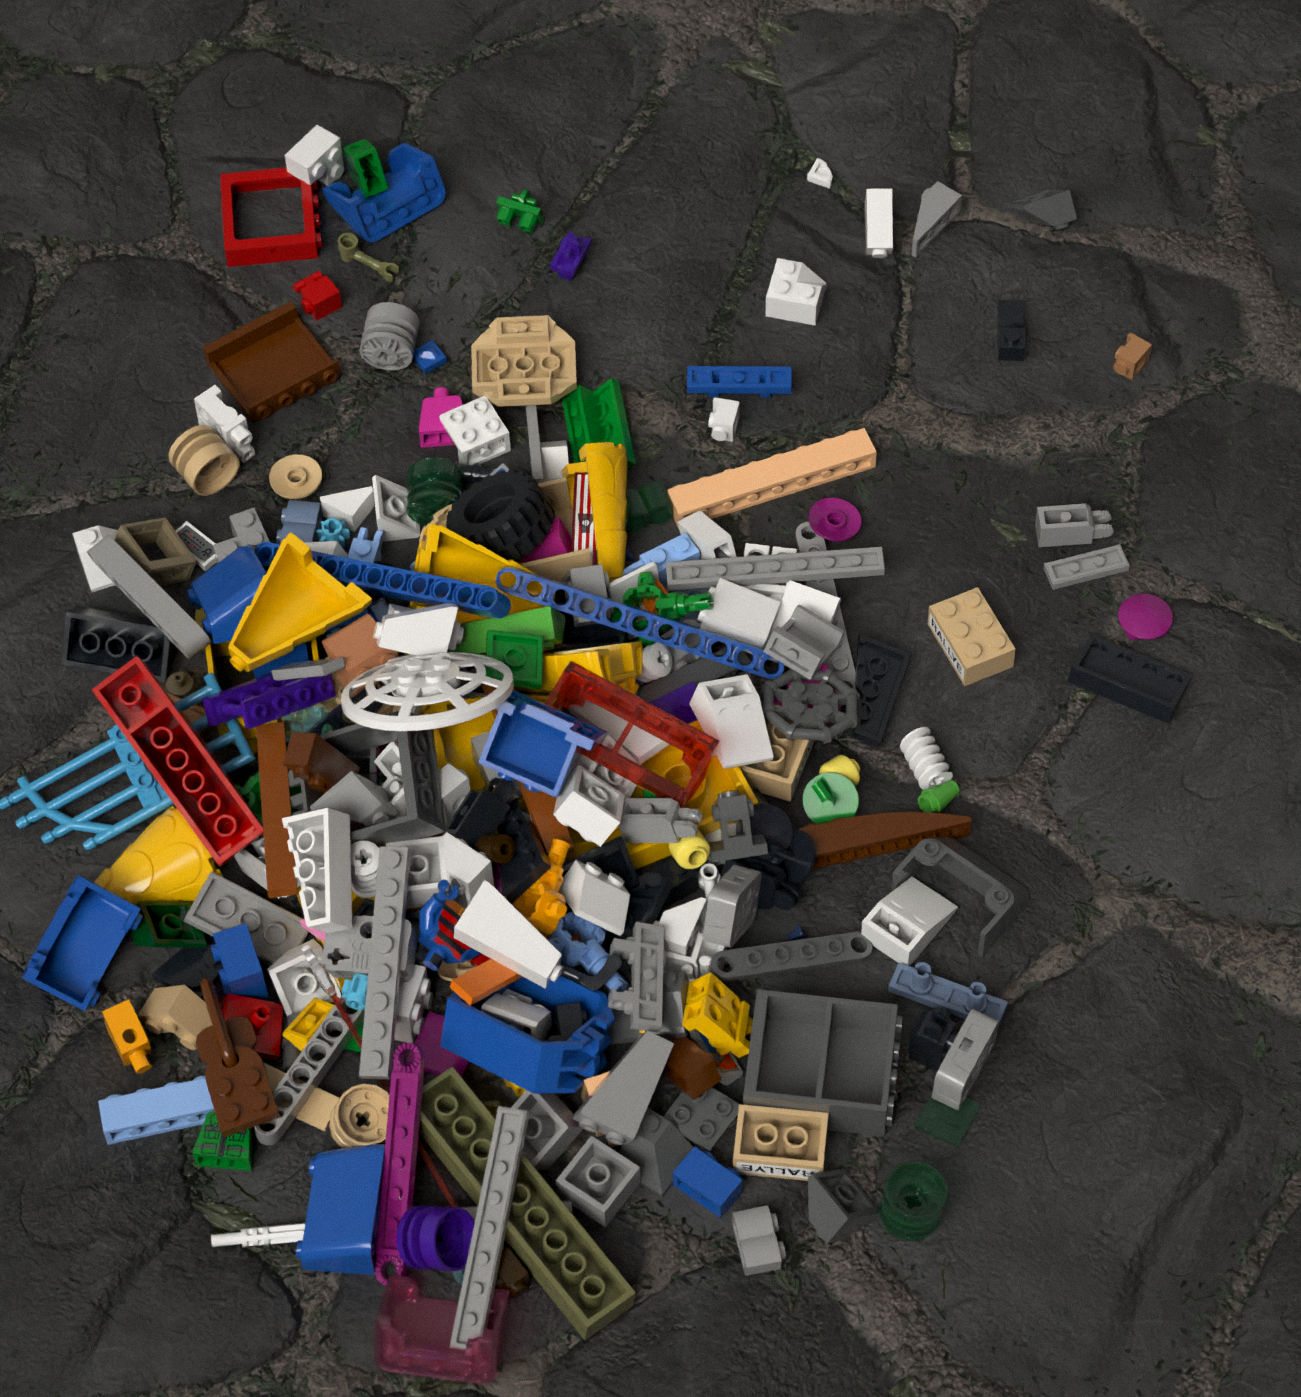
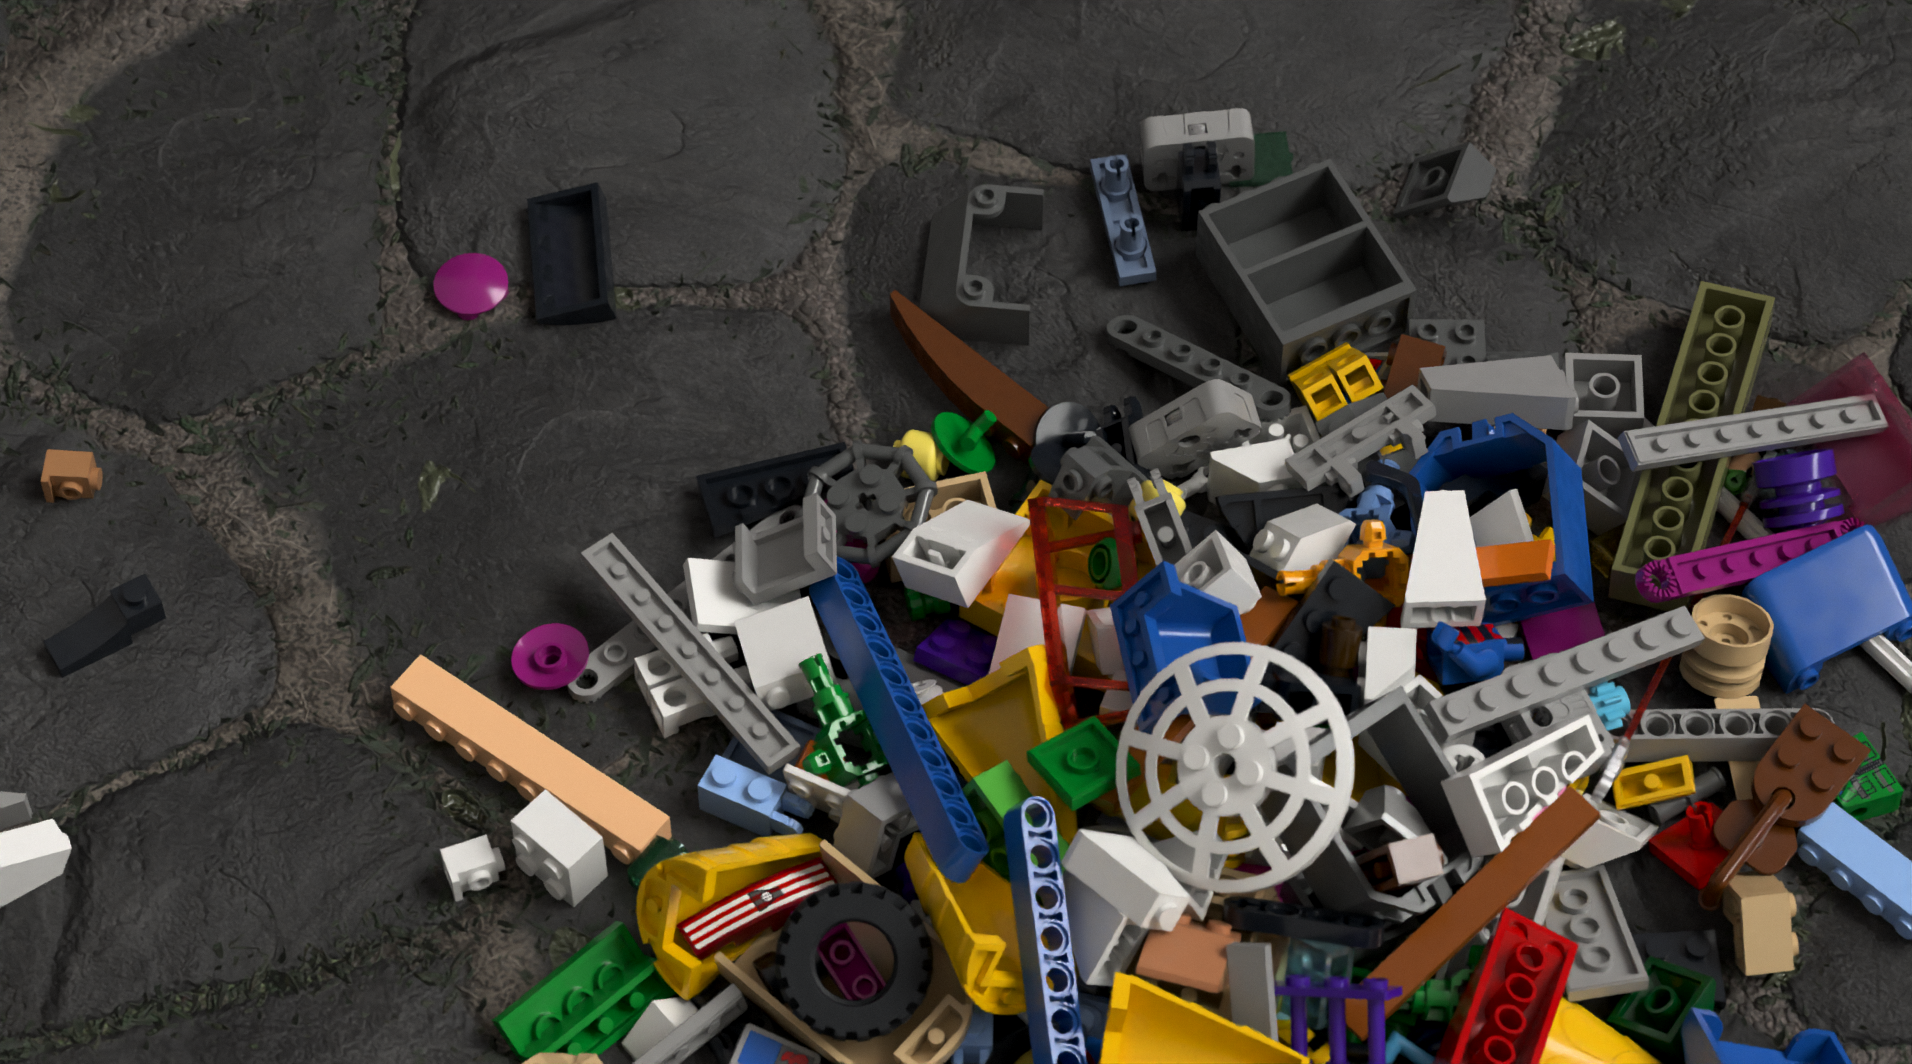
camera: 125 degrees left, 0 degrees up
(128, 1036) = (1831, 946): light orange torso -> none
(240, 963) = (1655, 886): blue brick -> none
(697, 452) = (558, 849): none -> white brick
(707, 536) = (684, 764): white slope -> none
(708, 1181) = (1518, 305): blue brick -> none
(739, 380) = (397, 878): blue hinge -> none
(757, 1240) = (1540, 234): light grey brick -> none
(779, 1142) = (1433, 260): tan brick -> none
(794, 293) = (198, 902): white slope -> none
(797, 934) = (1153, 397): dark blue piece -> none
(907, 920) = (1065, 292): white slope -> none
(914, 1186) = (1394, 115): clear green wheel -> none
(925, 758) = (835, 385): white piece -> none
(938, 797) = (878, 353): bright green cone -> none
(971, 636) = (629, 427): tan brick -> none
(1071, 525) = (396, 407): light grey hinge -> none
(1086, 567) = (434, 377): light grey tile -> none

